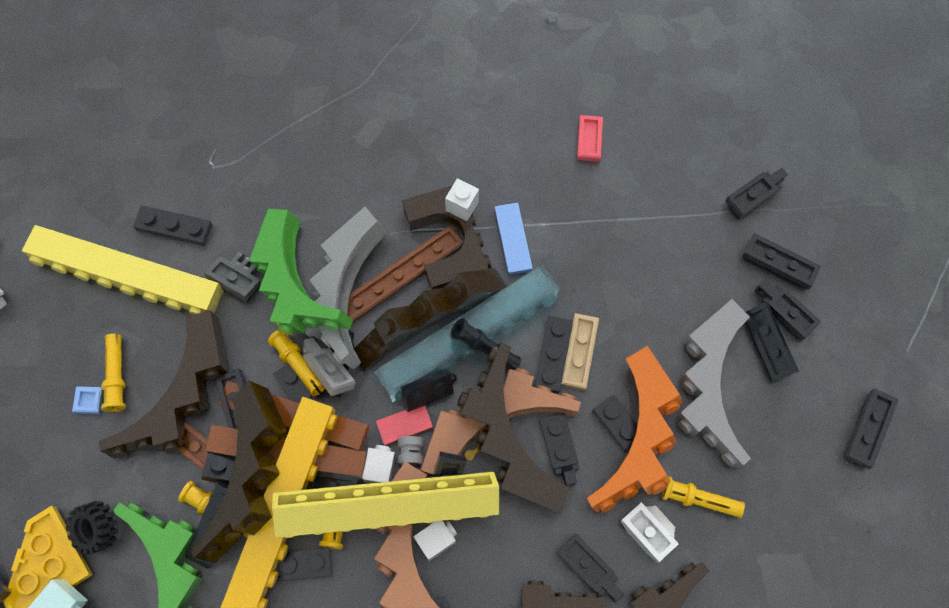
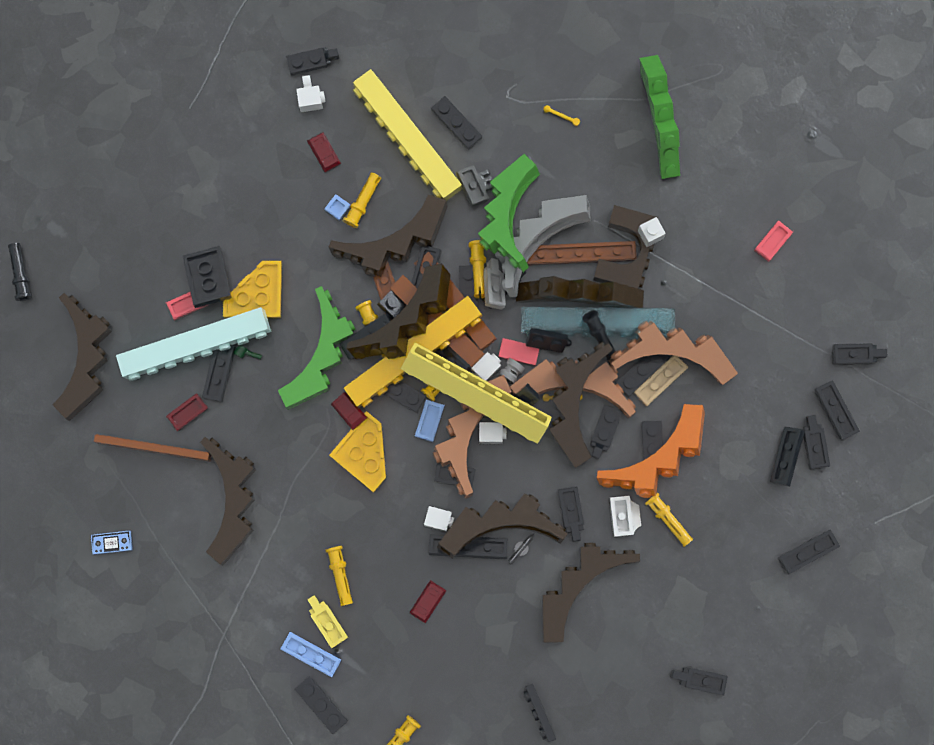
camera: 40 degrees right, 10 degrees up
(35, 349) = (323, 152): none -> dark red tile
(103, 526) = (289, 289): black tyre -> none
(304, 148) = (575, 121): none -> yellow hinge
(352, 575) = (429, 420): none -> light blue tile
(383, 70) = (662, 114): none -> bright green arch
(513, 239) = (670, 277): light blue tile -> none
(545, 312) = (677, 343): none -> nougat arch
(703, 381) = (710, 470): light grey arch -> none

